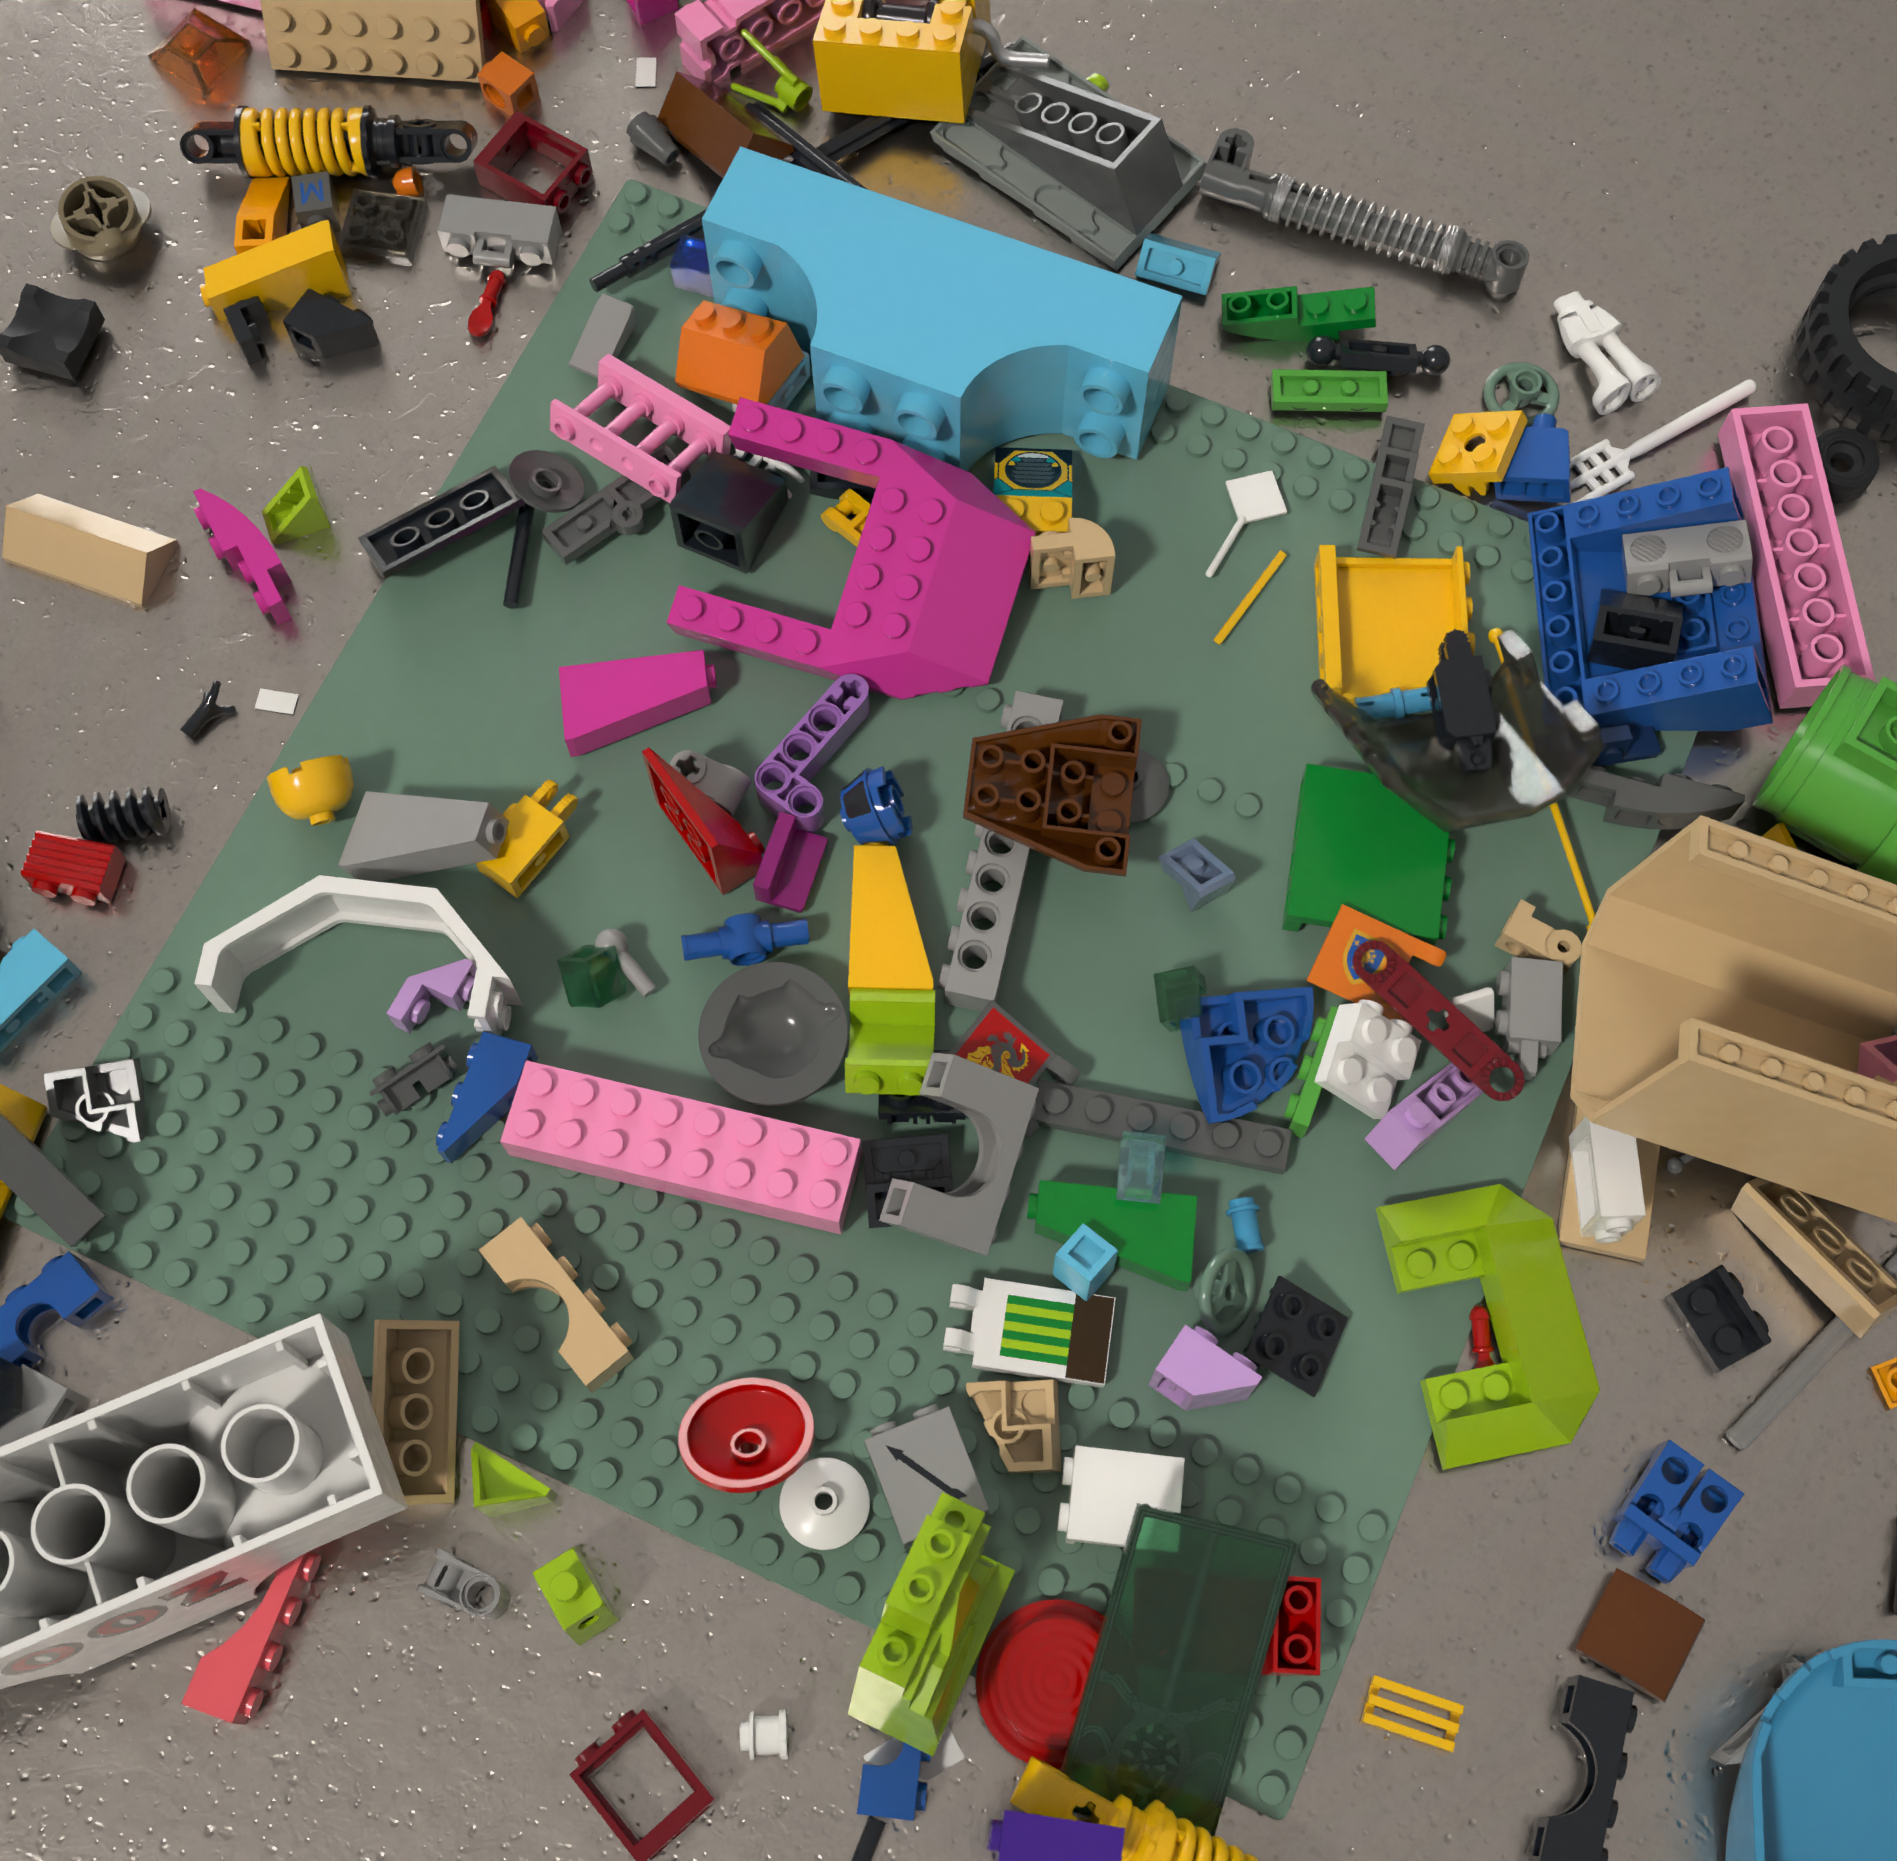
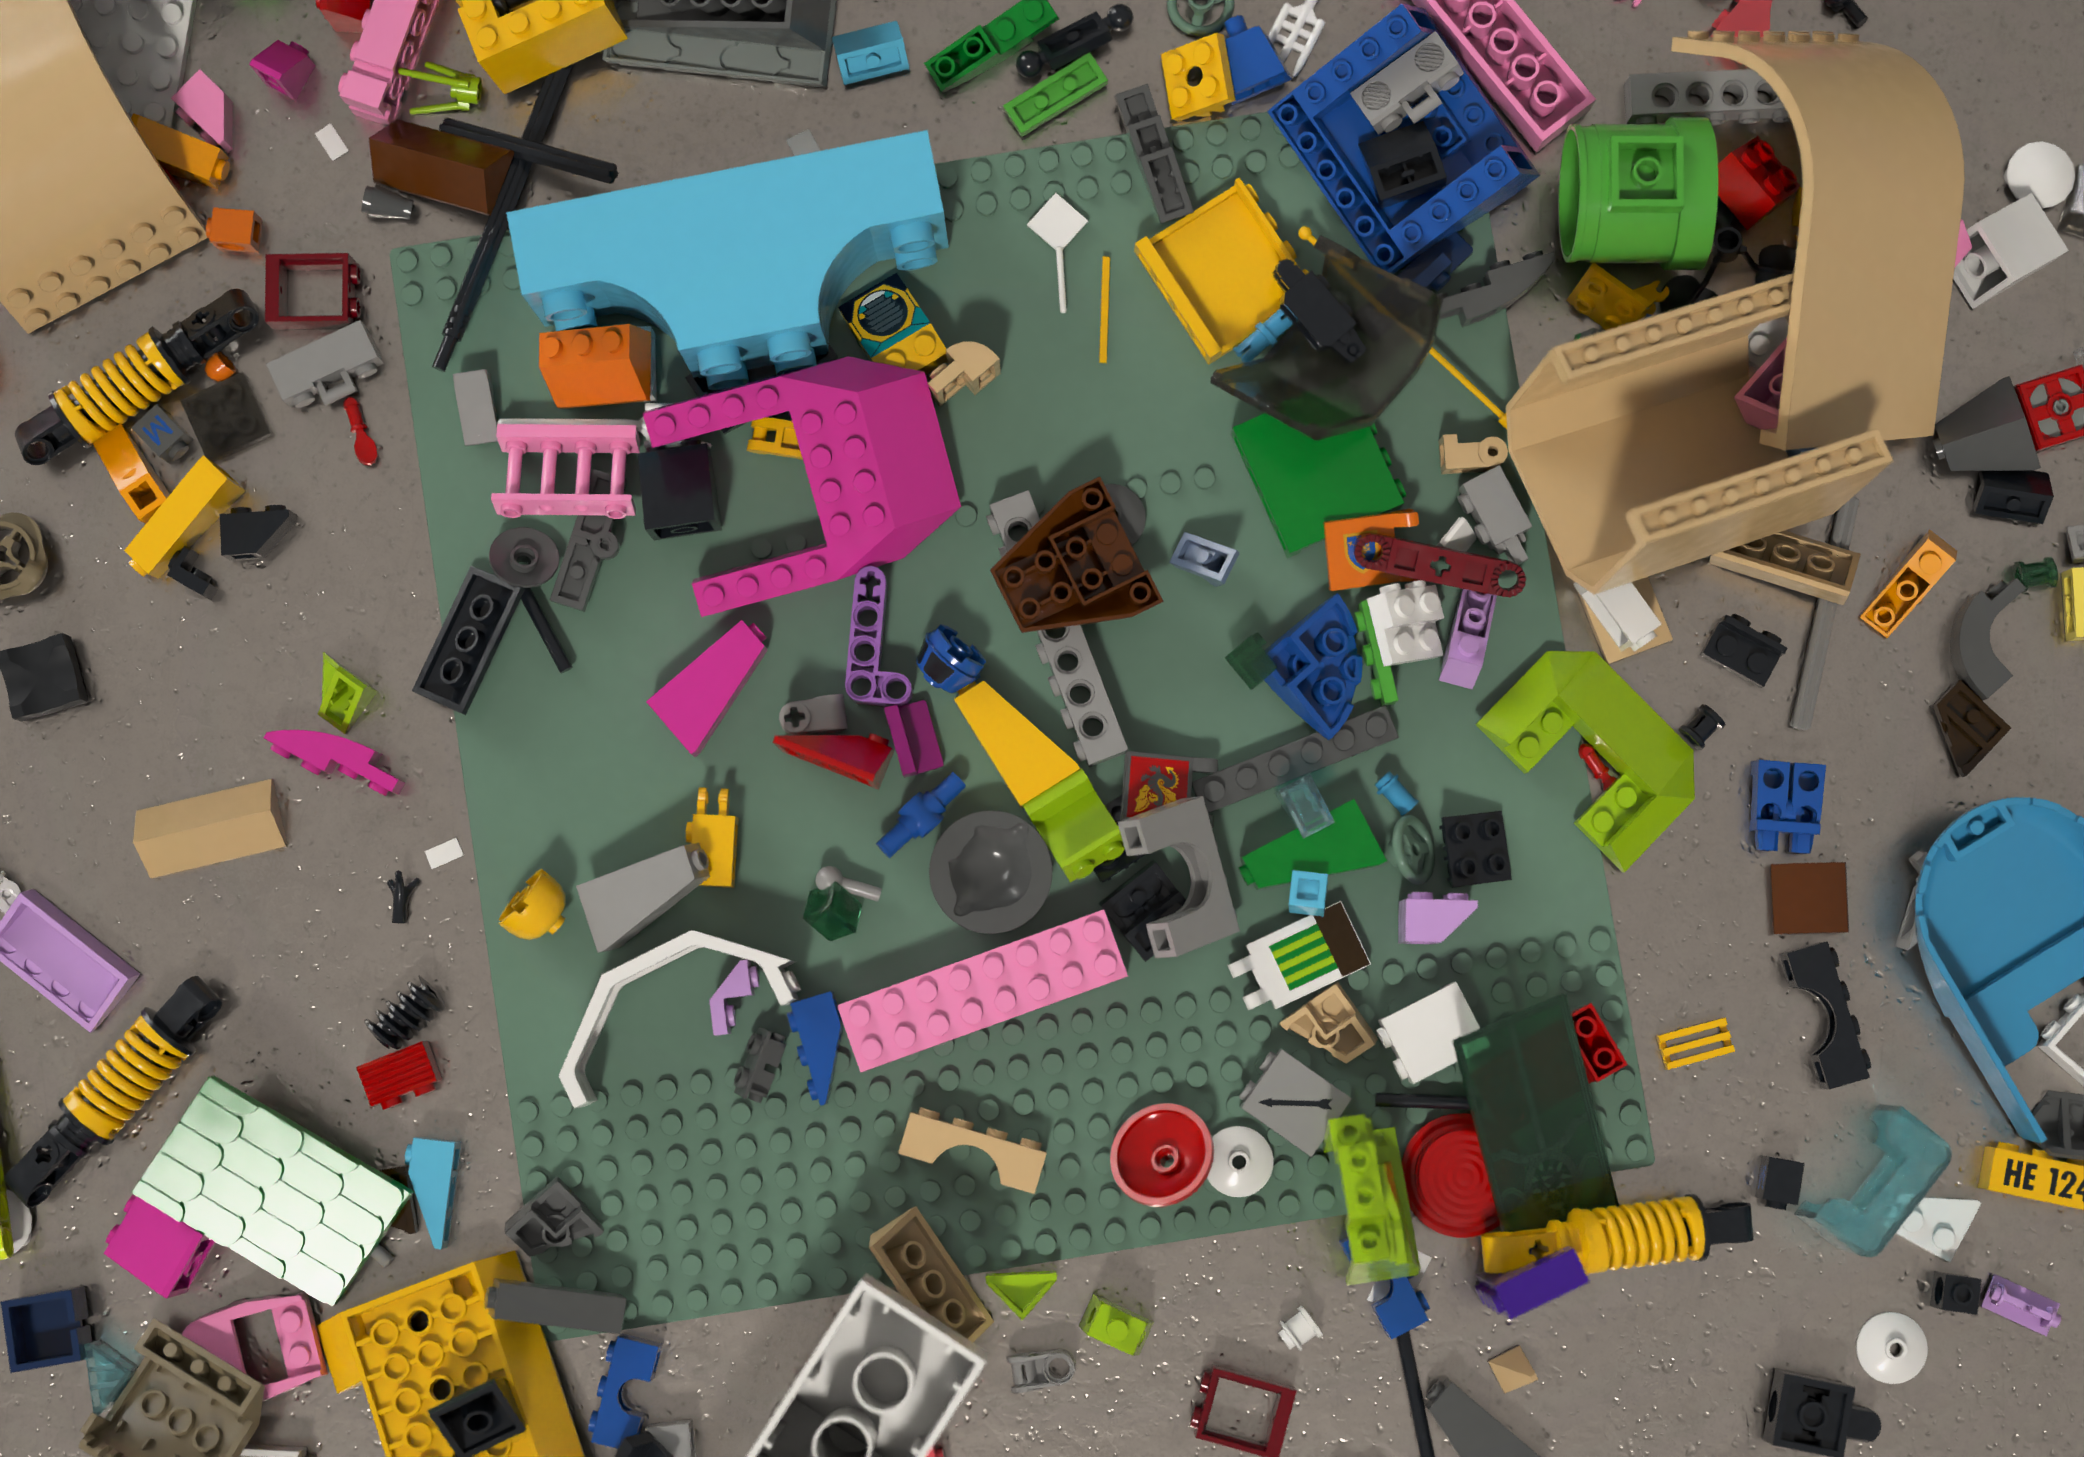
camera: 30 degrees left, 15 degrees up
(691, 266) = (505, 300): clear blue brick -> none
(1062, 1568) = (1421, 1101): none -> black bar
(1624, 1369) = (1701, 727): none -> black bush

